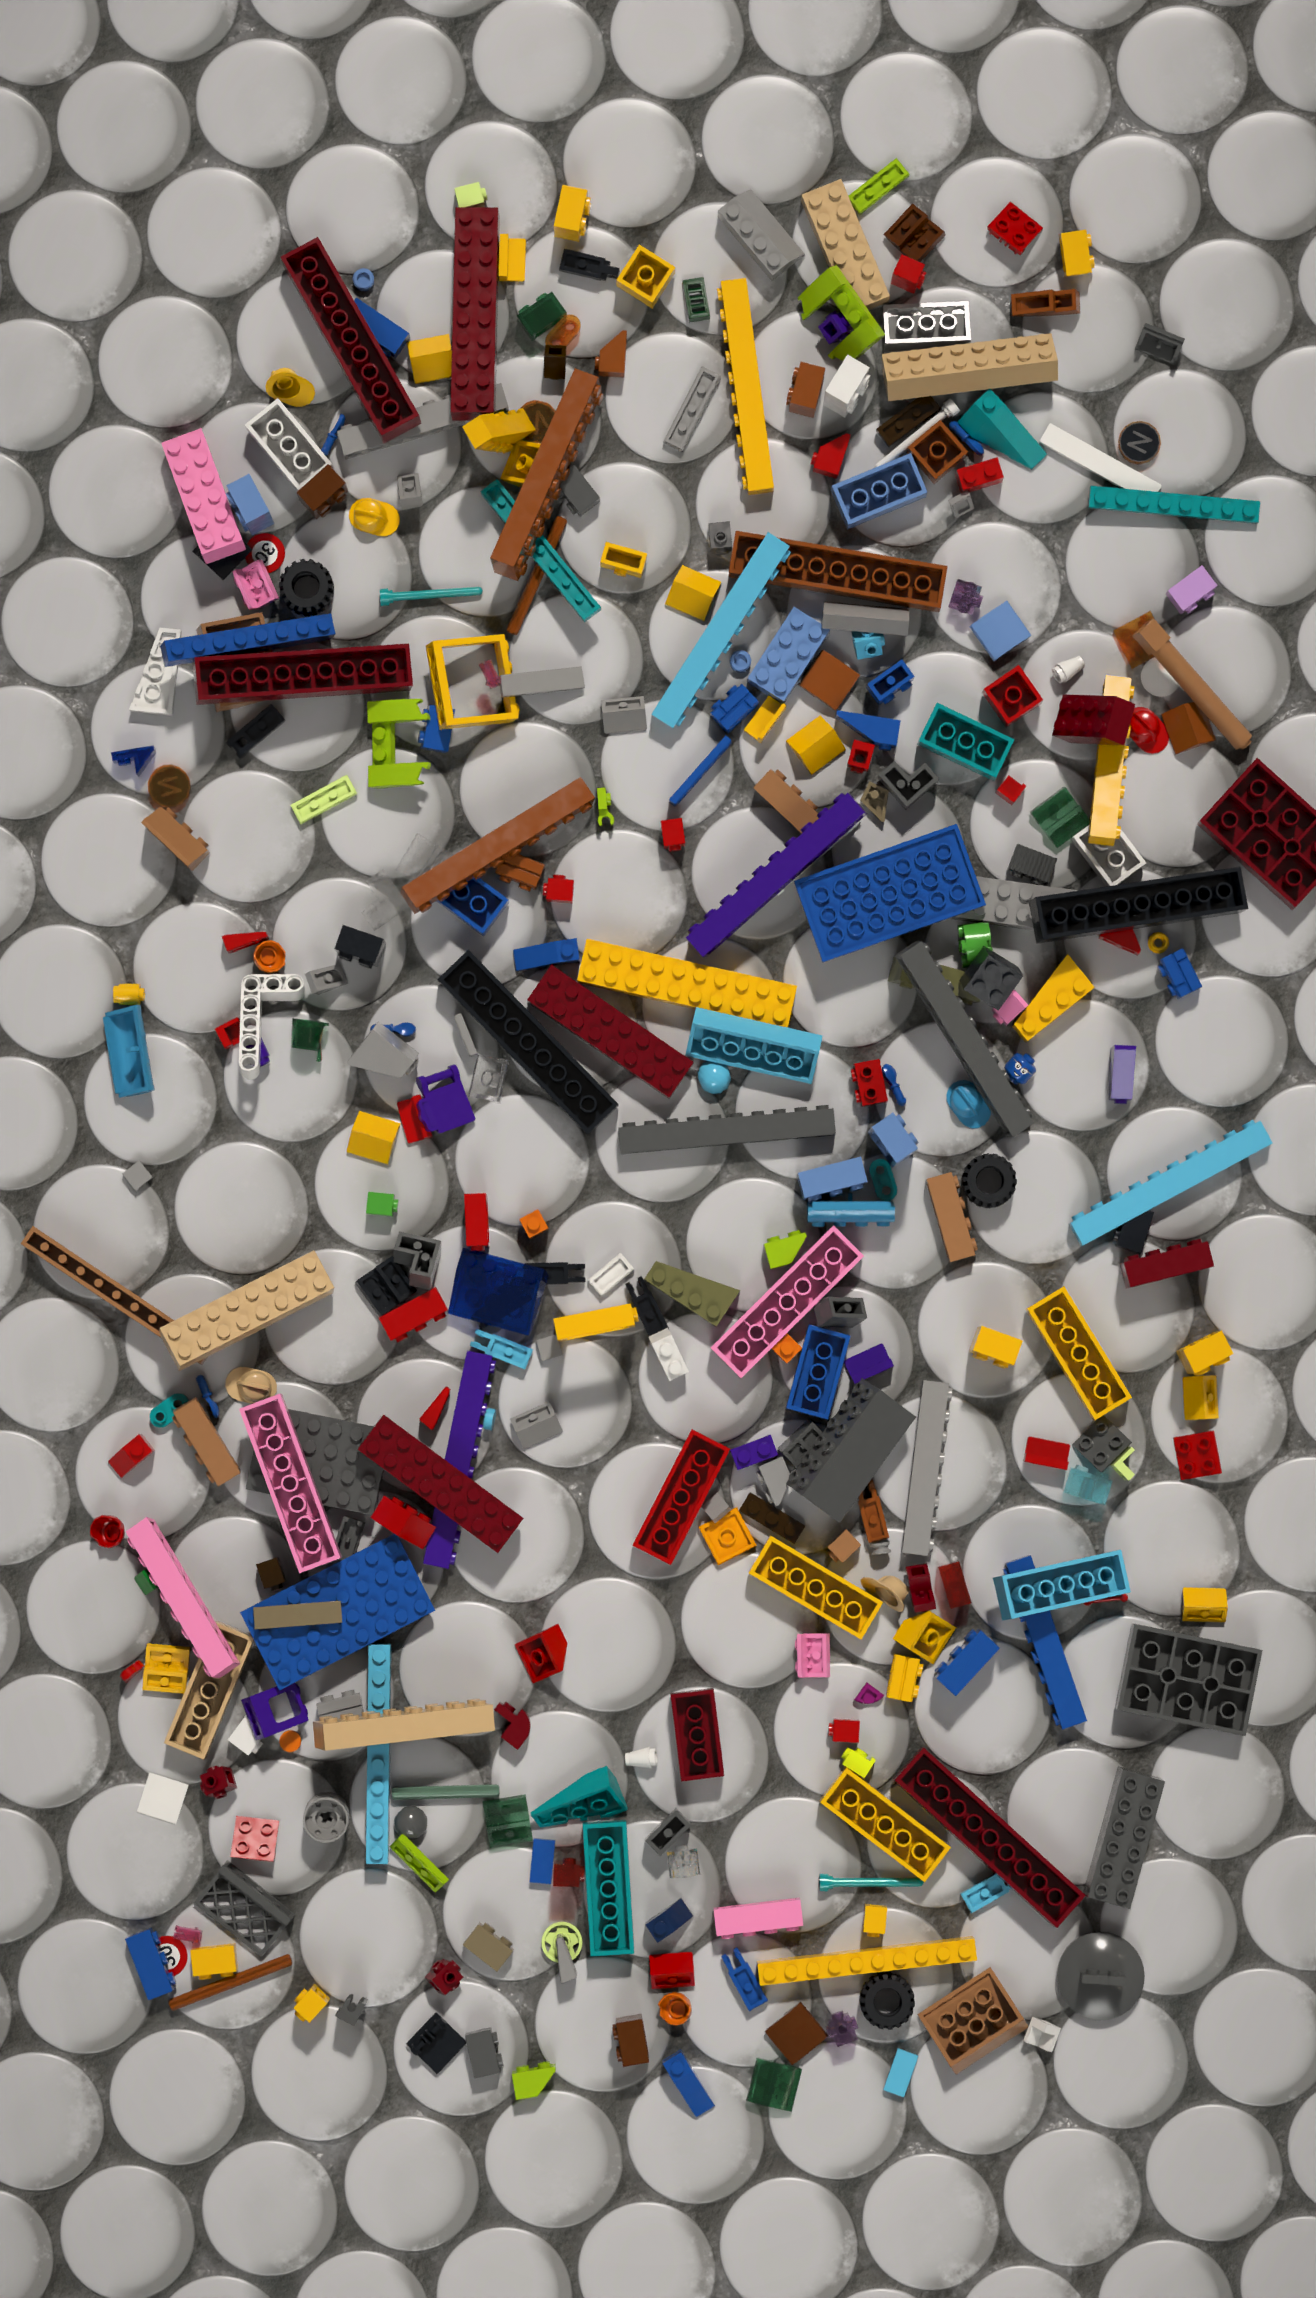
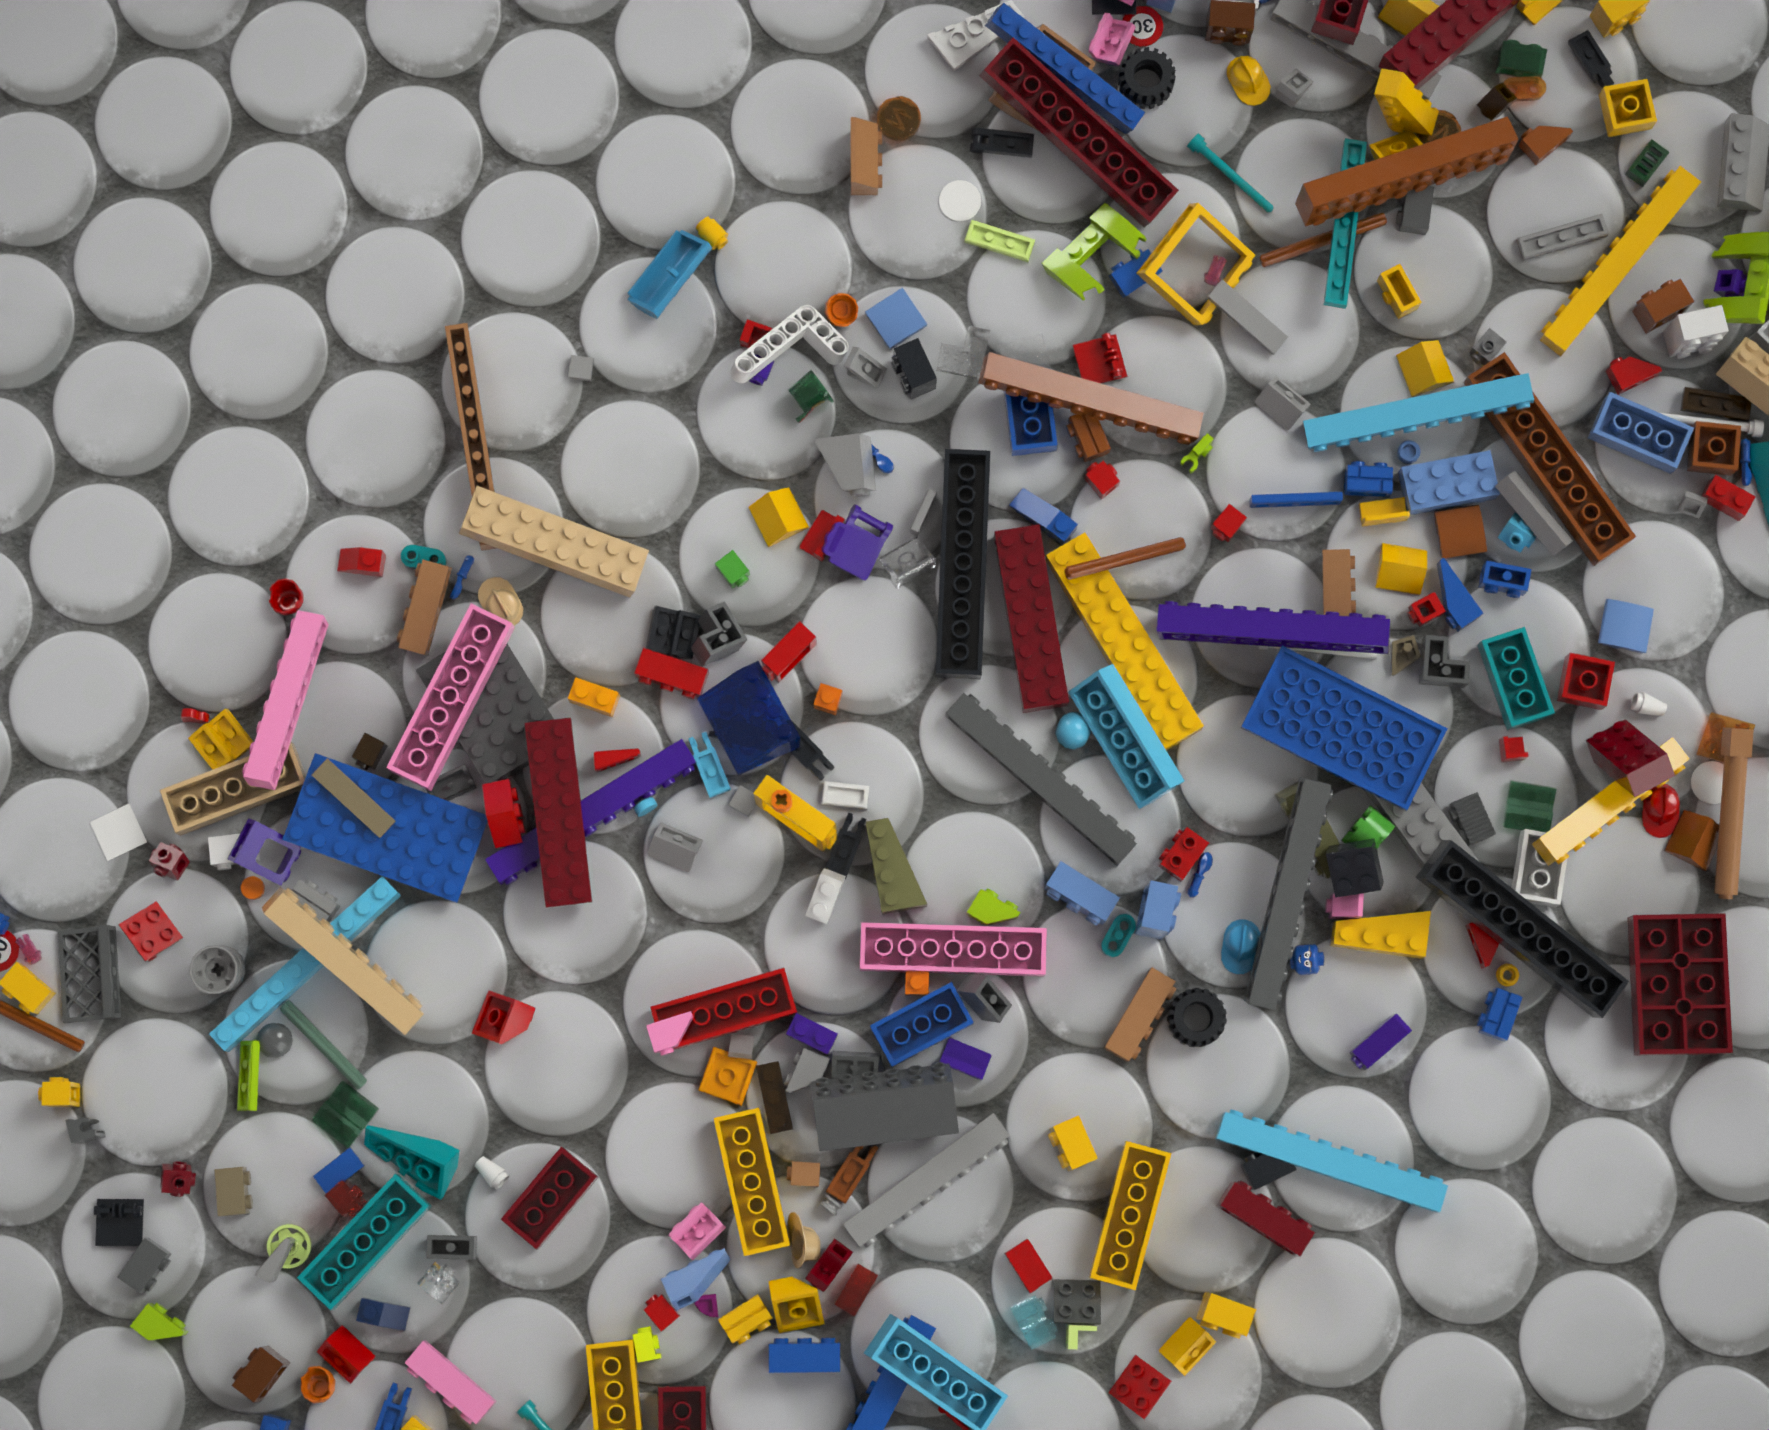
camera: 45 degrees right, 5 degrees down
(140, 756) = (900, 75): clear blue slope -> none
(144, 1582) = (271, 663): green slope -> none
(237, 942) = (832, 278): red slope -> none
(268, 799) = (960, 200): none -> white sticker
(310, 923) = (896, 318): none -> medium blue tile
(380, 1383) = (593, 697): none -> light orange brick
(474, 811) = (1100, 359): none -> red hinge
(519, 1727) = (426, 1054): dark red brick -> none
(586, 1321) = (781, 808): none -> orange bush
(631, 928) = (1124, 558): none -> dark orange axle
(663, 1550) = (668, 1032): none -> bright pink slope
(844, 1689) = (690, 1282): none -> medium blue slope
(850, 1211) = (1063, 925): dark azure container -> none
(966, 597) = (1626, 574): clear purple brick -> none

